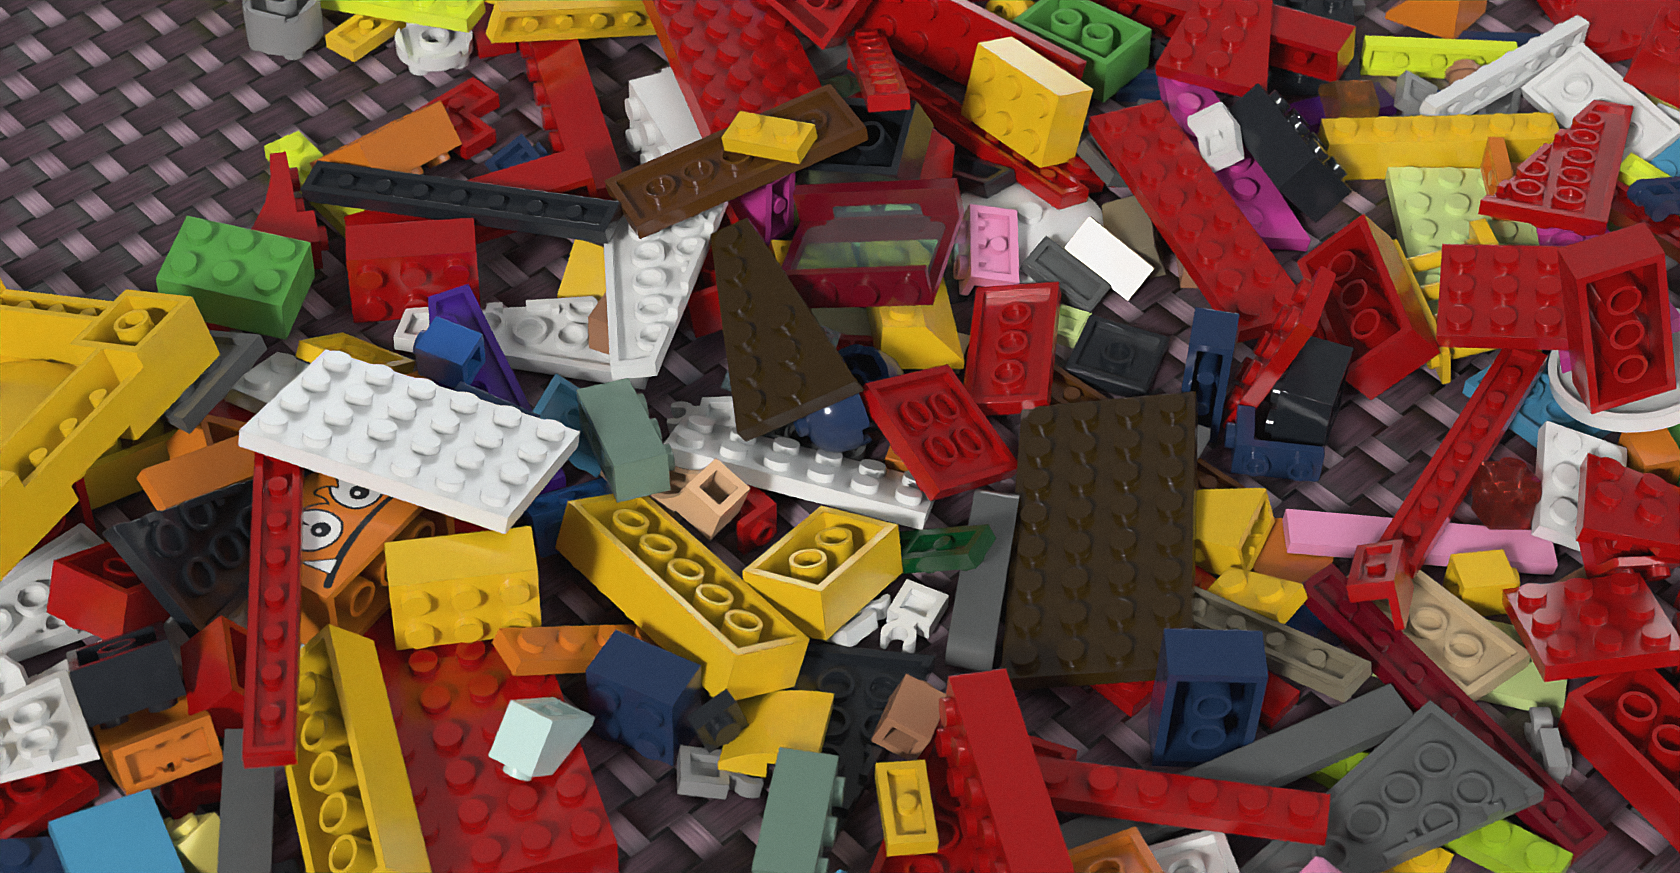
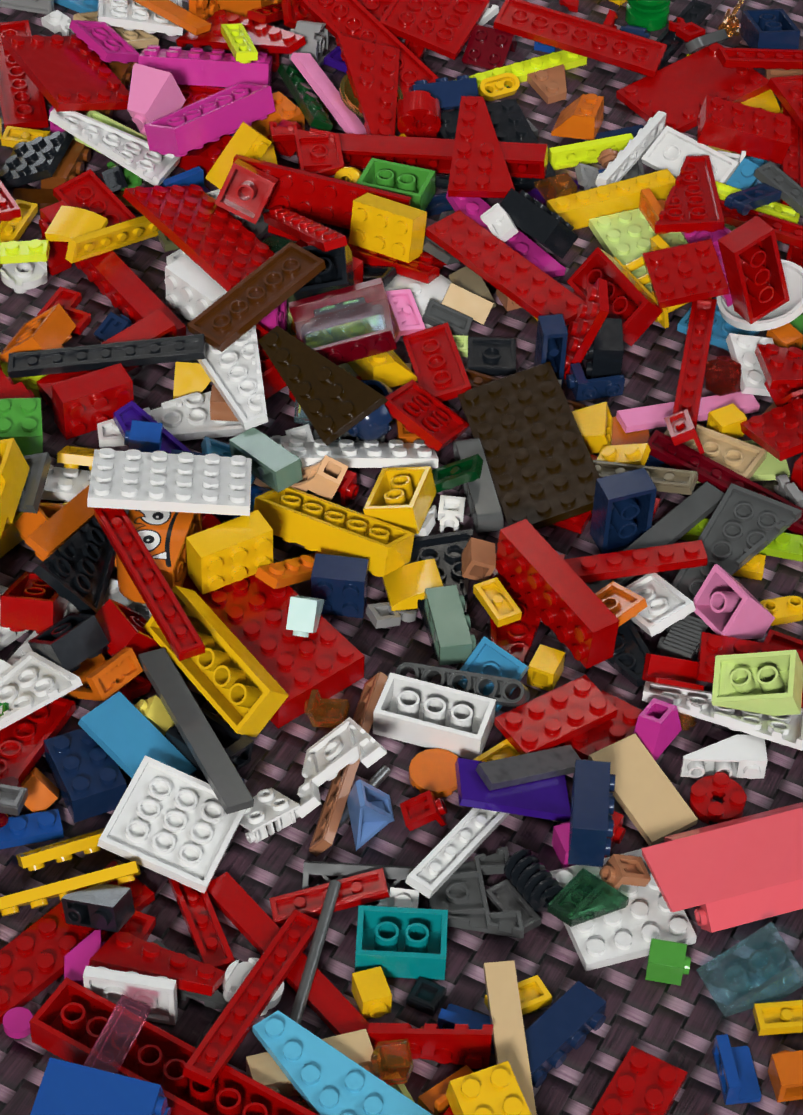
camera: 20 degrees left, 0 degrees up
(717, 721) = (384, 586): black plate -> none
(769, 137) = (273, 278): yellow plate -> none

